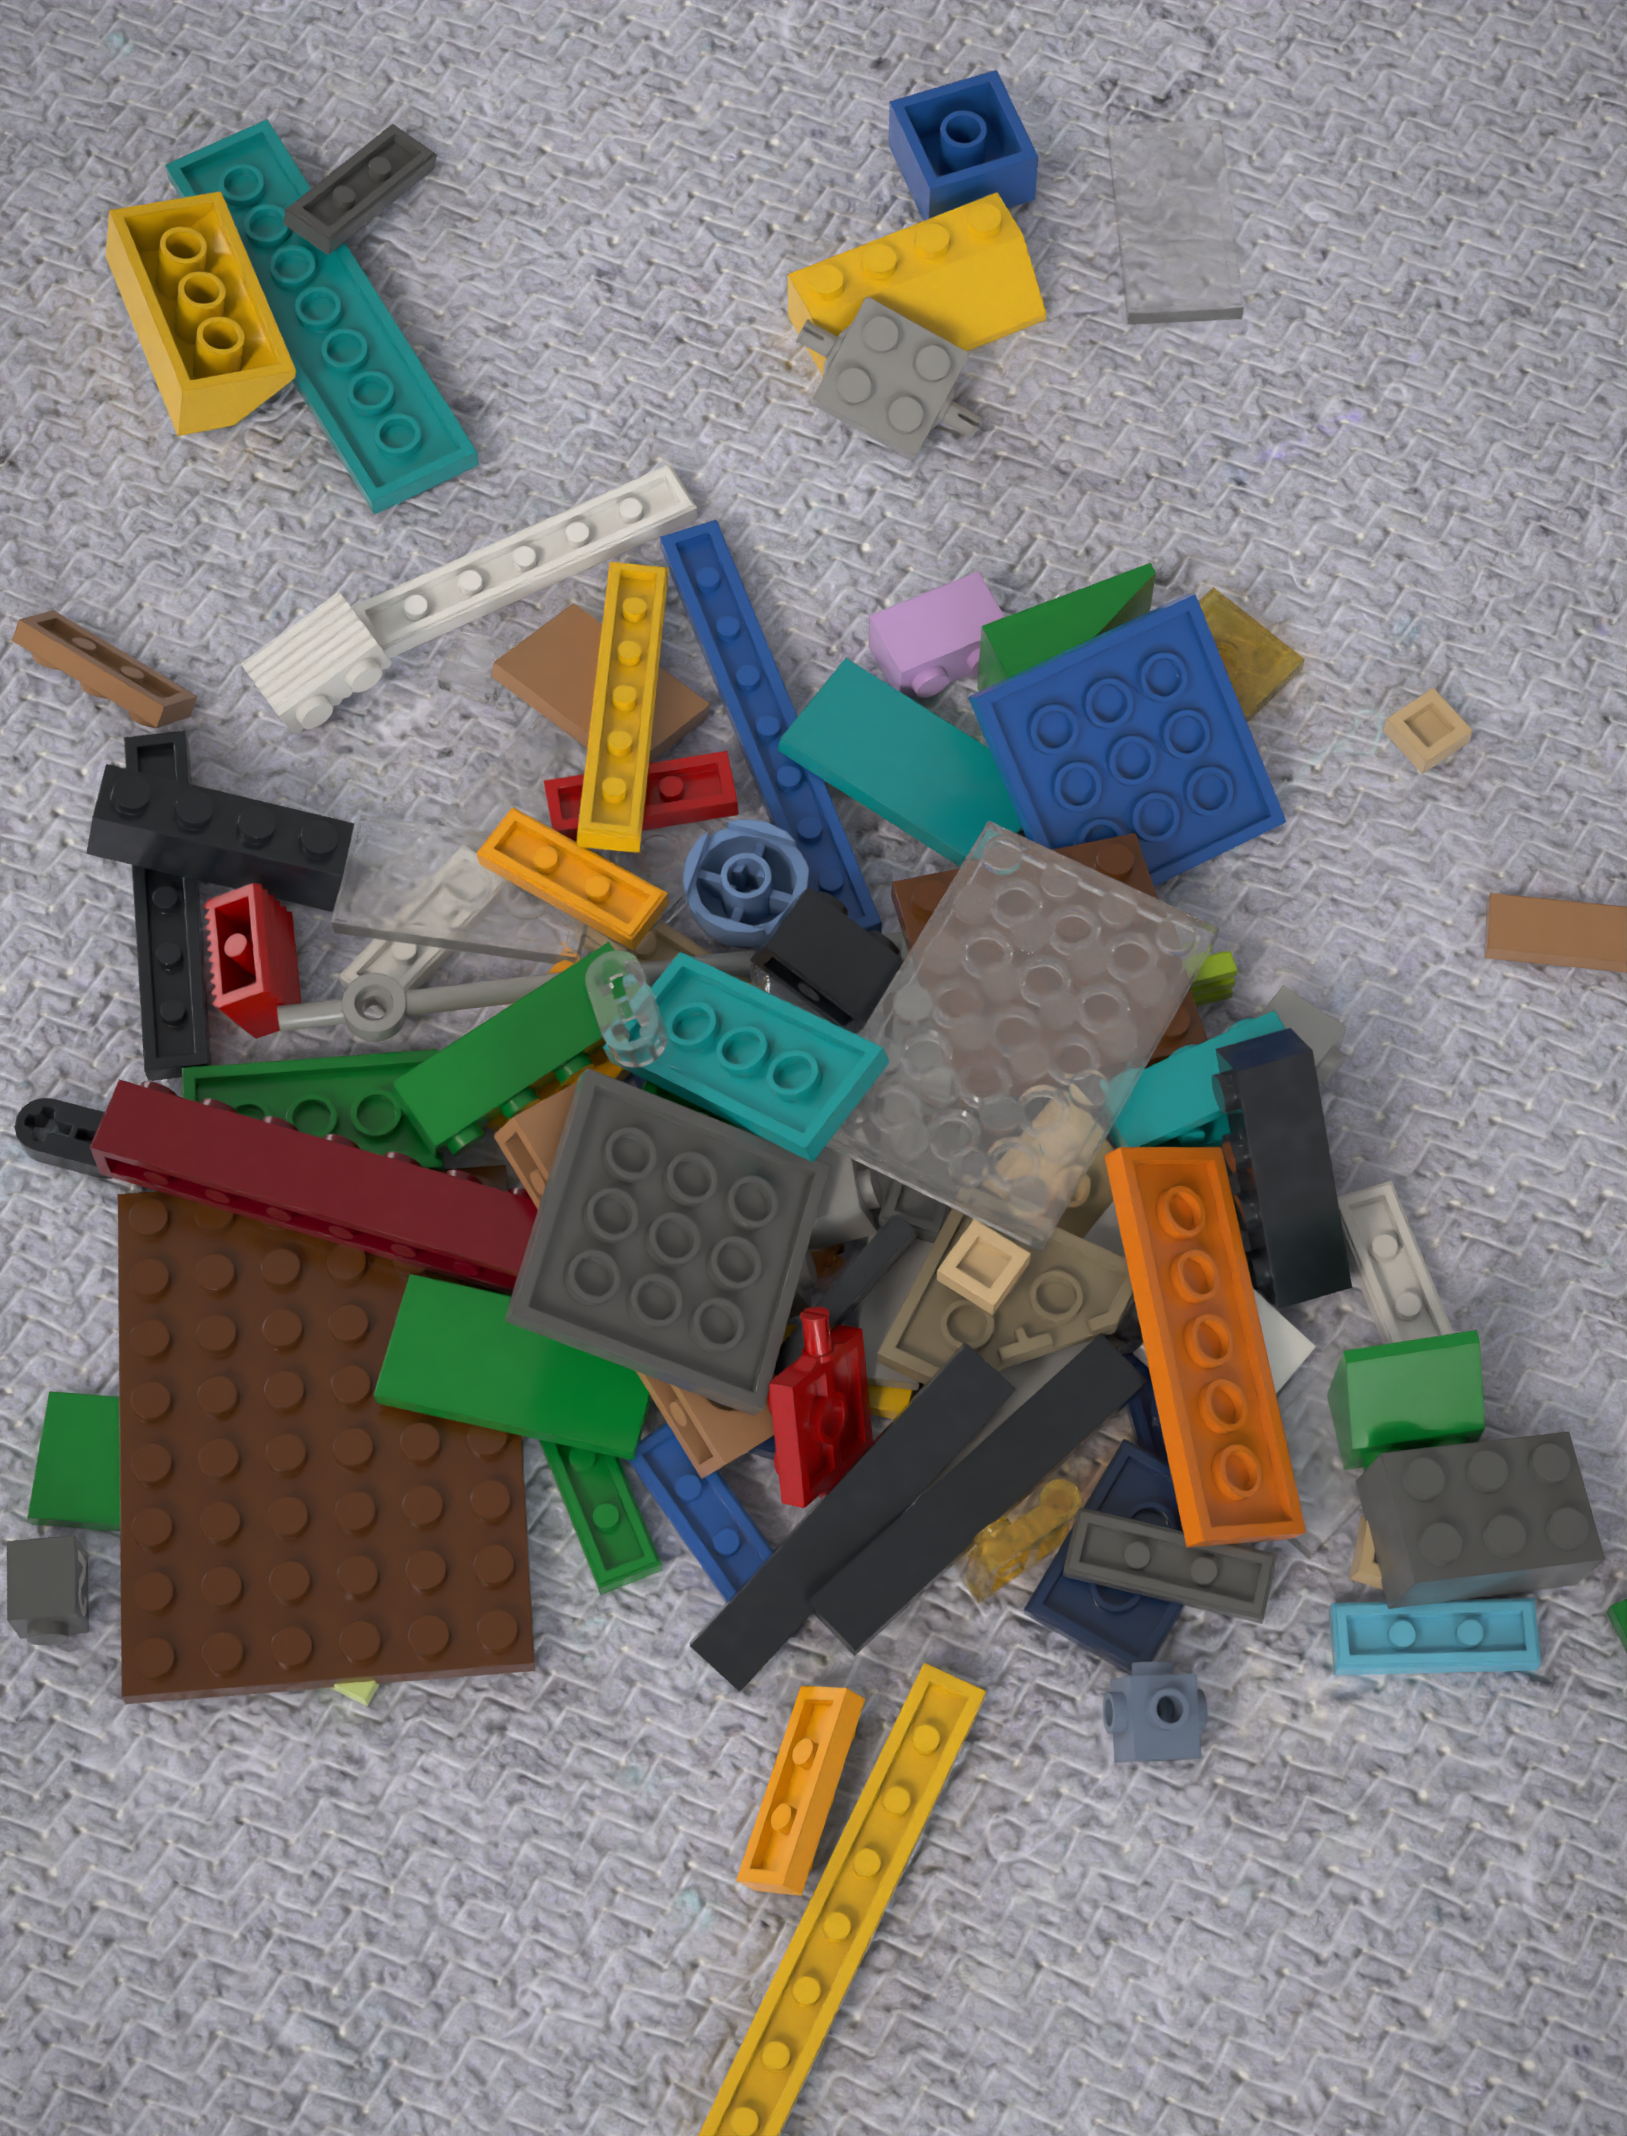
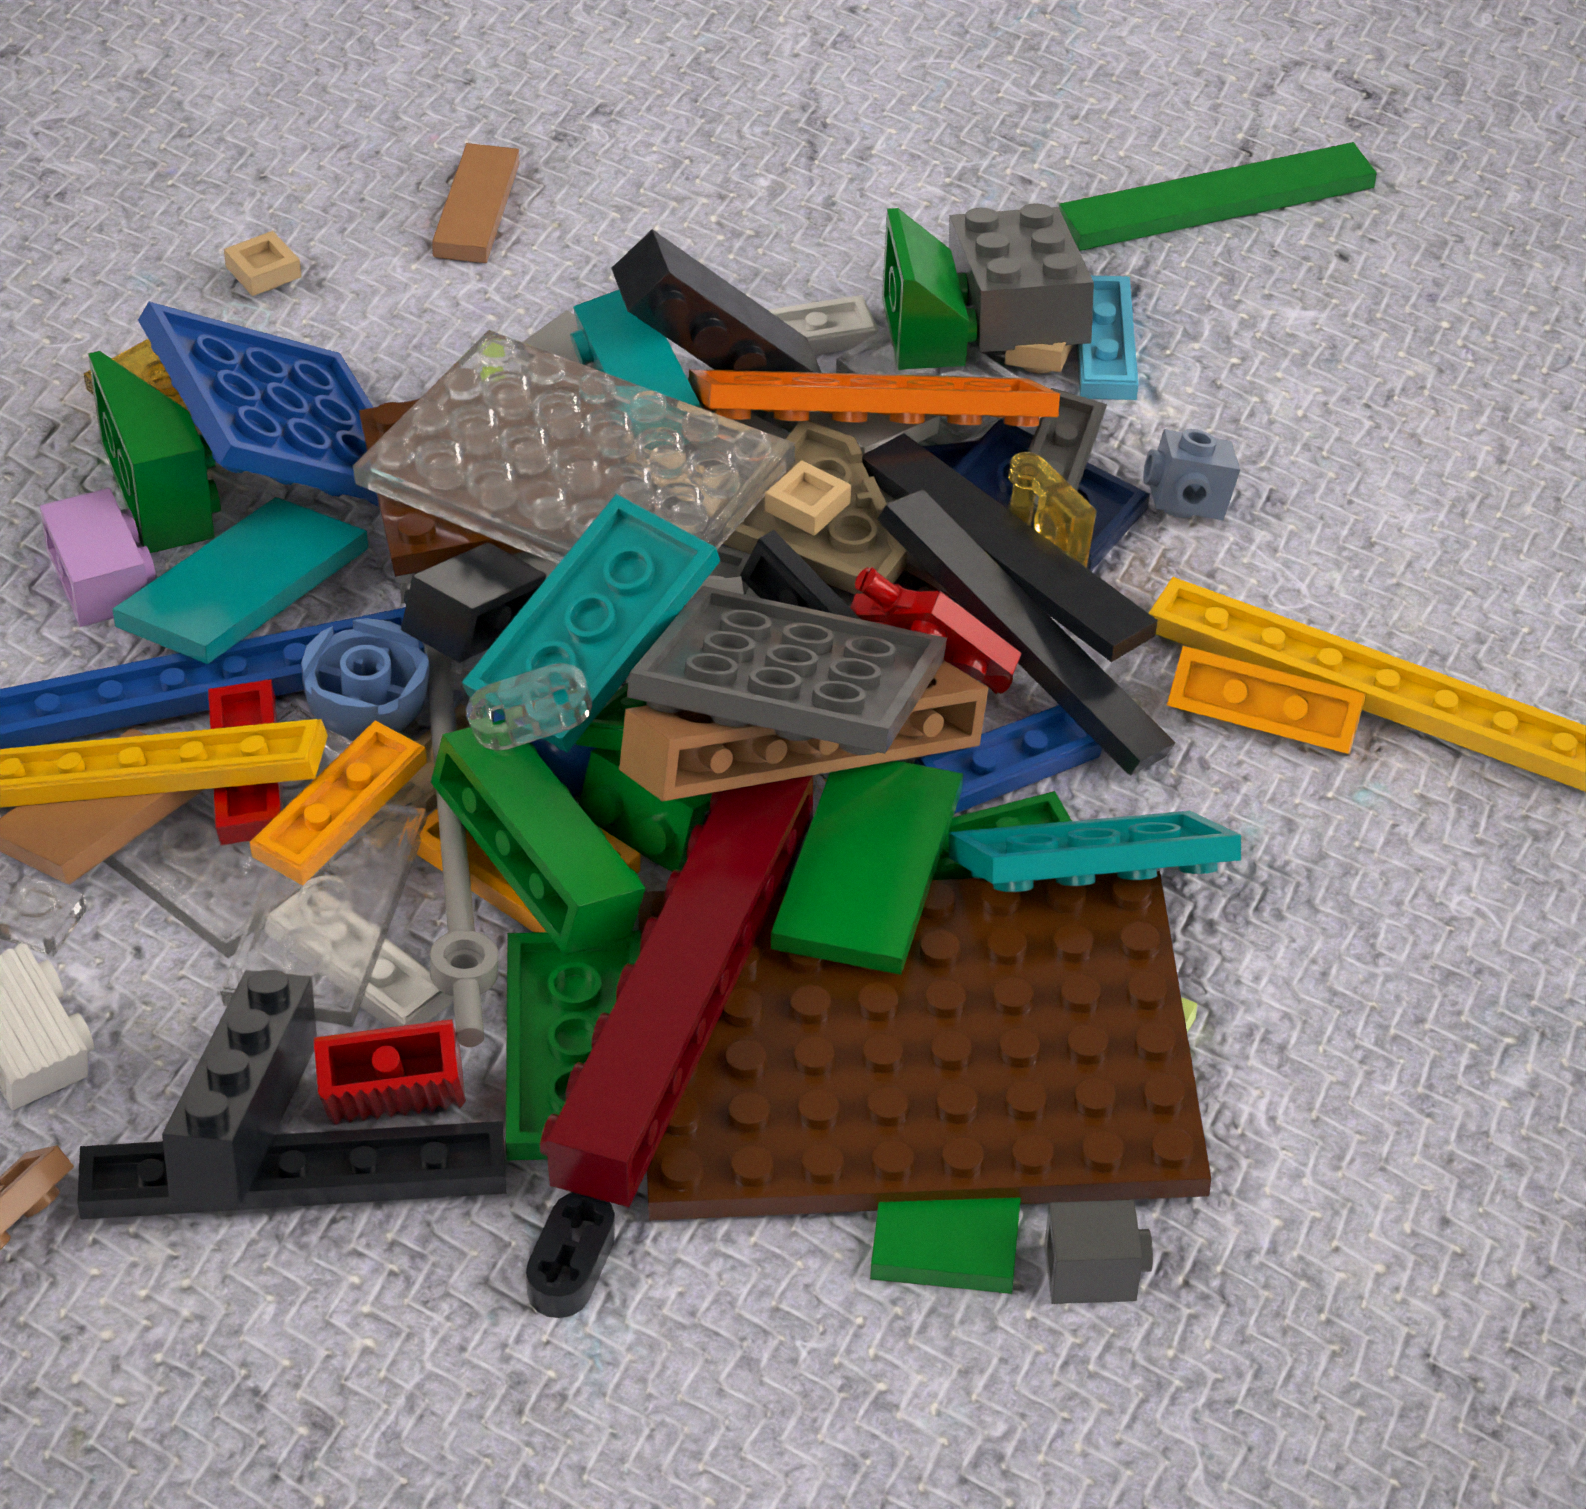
camera: 90 degrees left, 20 degrees down
(540, 1587) = (1084, 848): none -> teal plate

